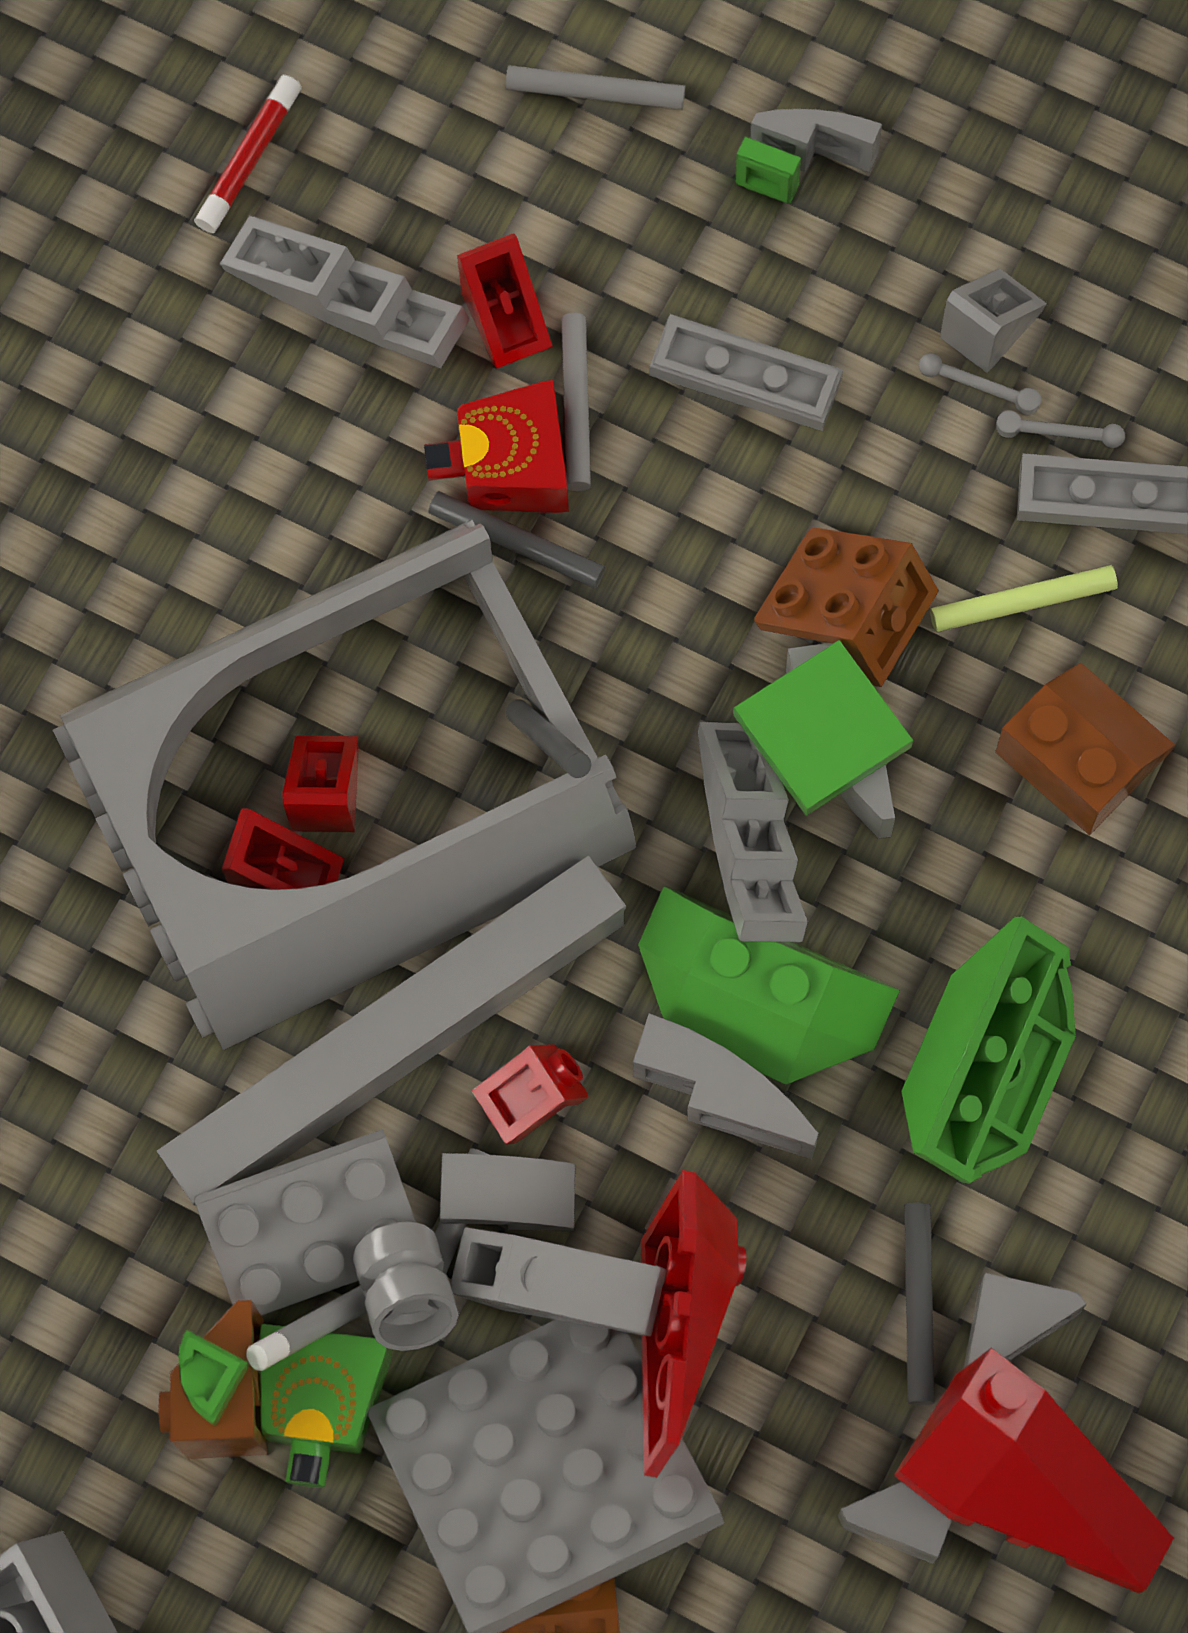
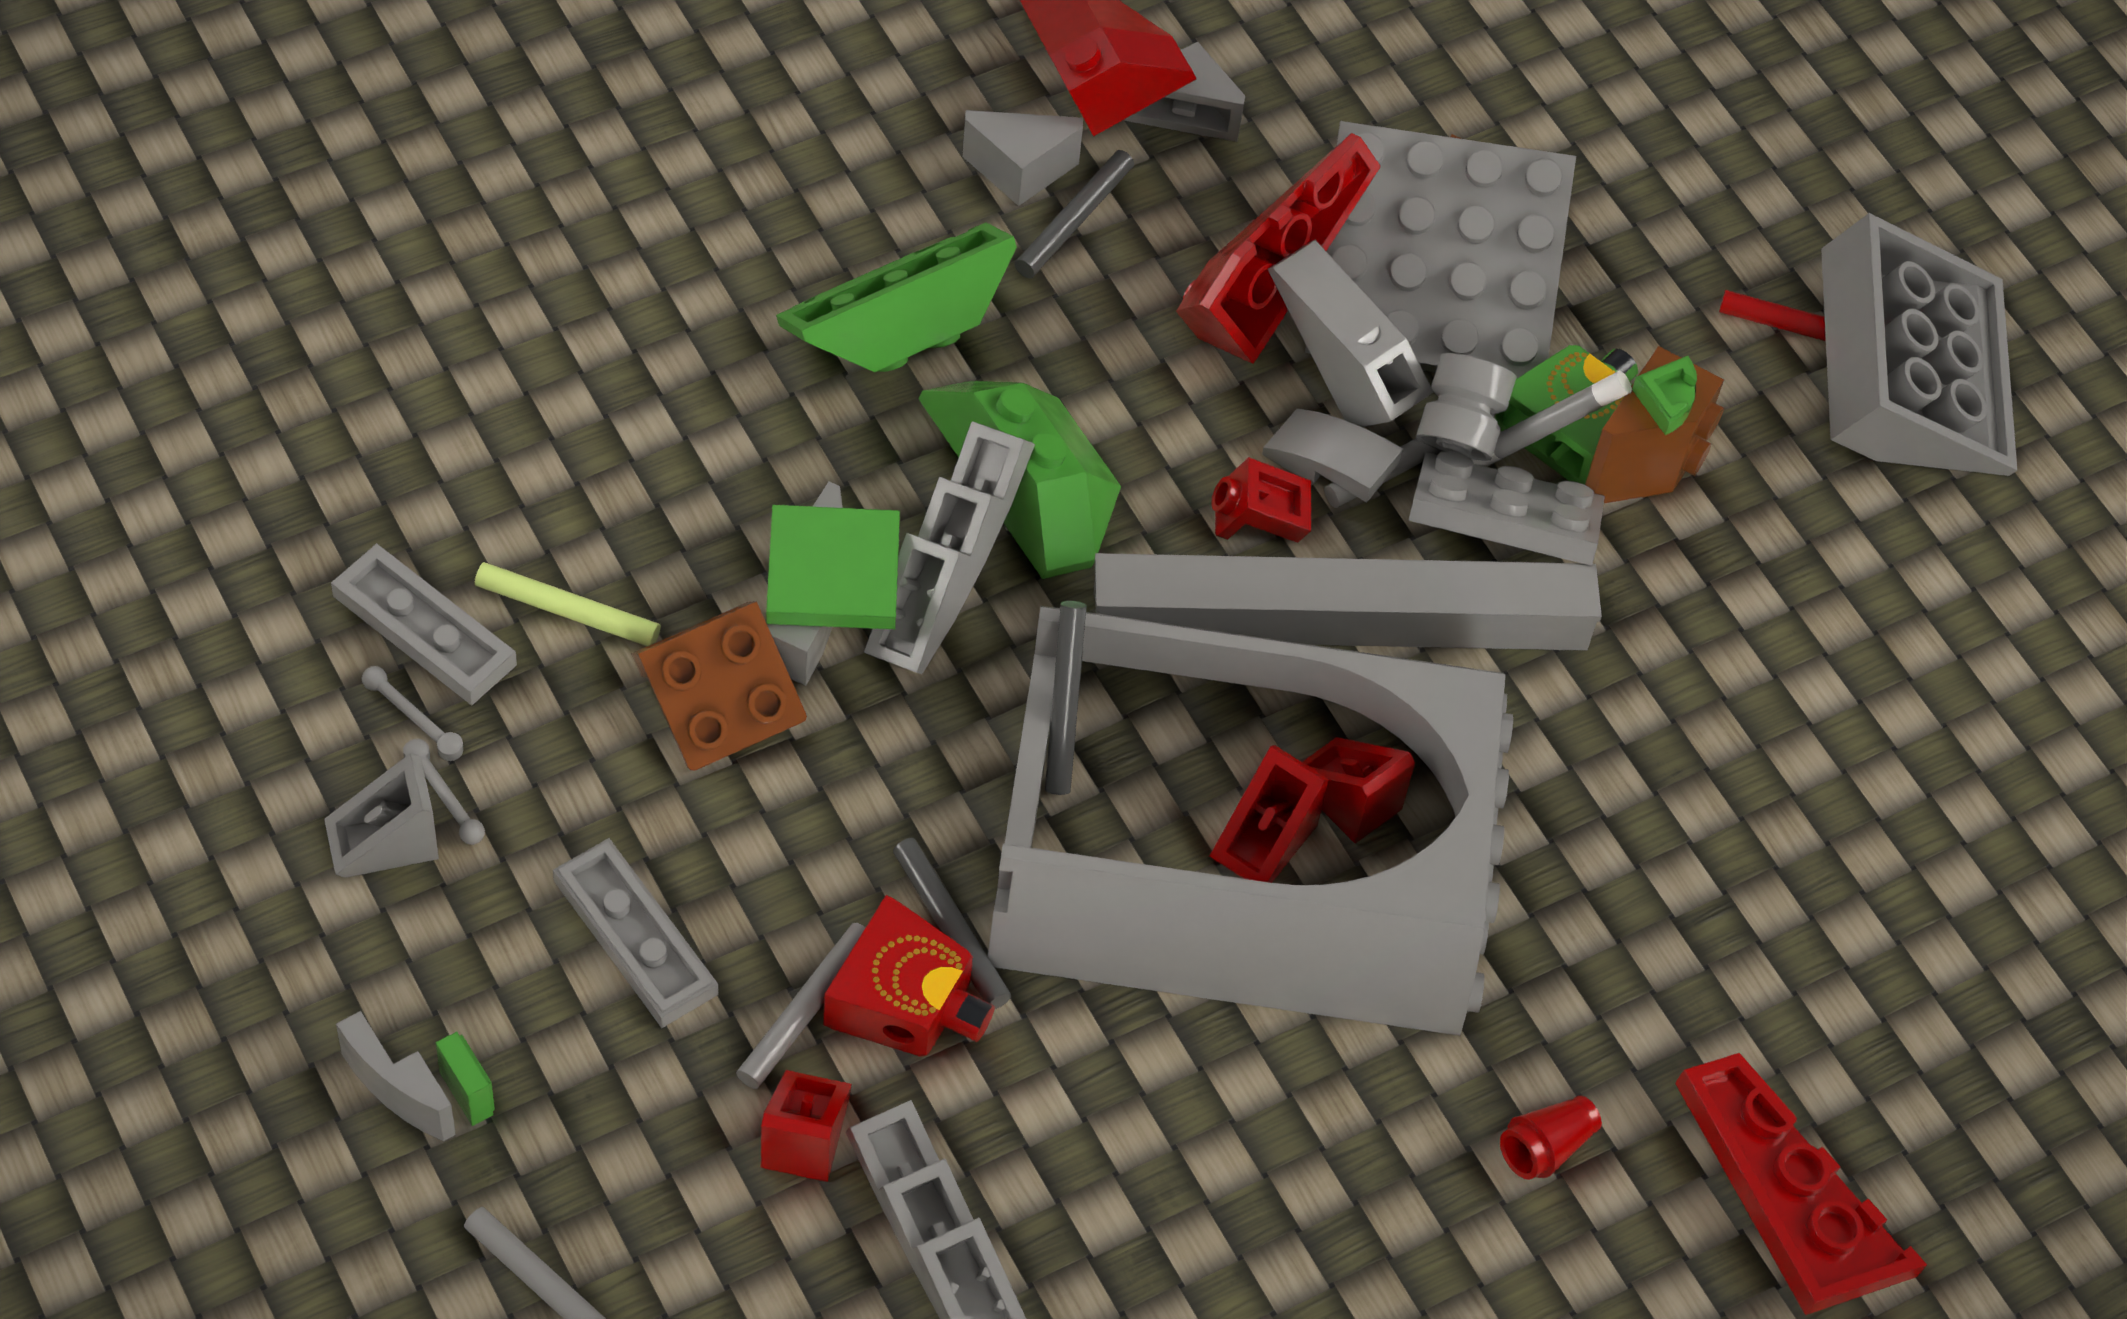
camera: 155 degrees left, 15 degrees down
(722, 1088) = (1117, 414): light grey slope -> none
(1082, 746) = (623, 461): dark orange slope -> none

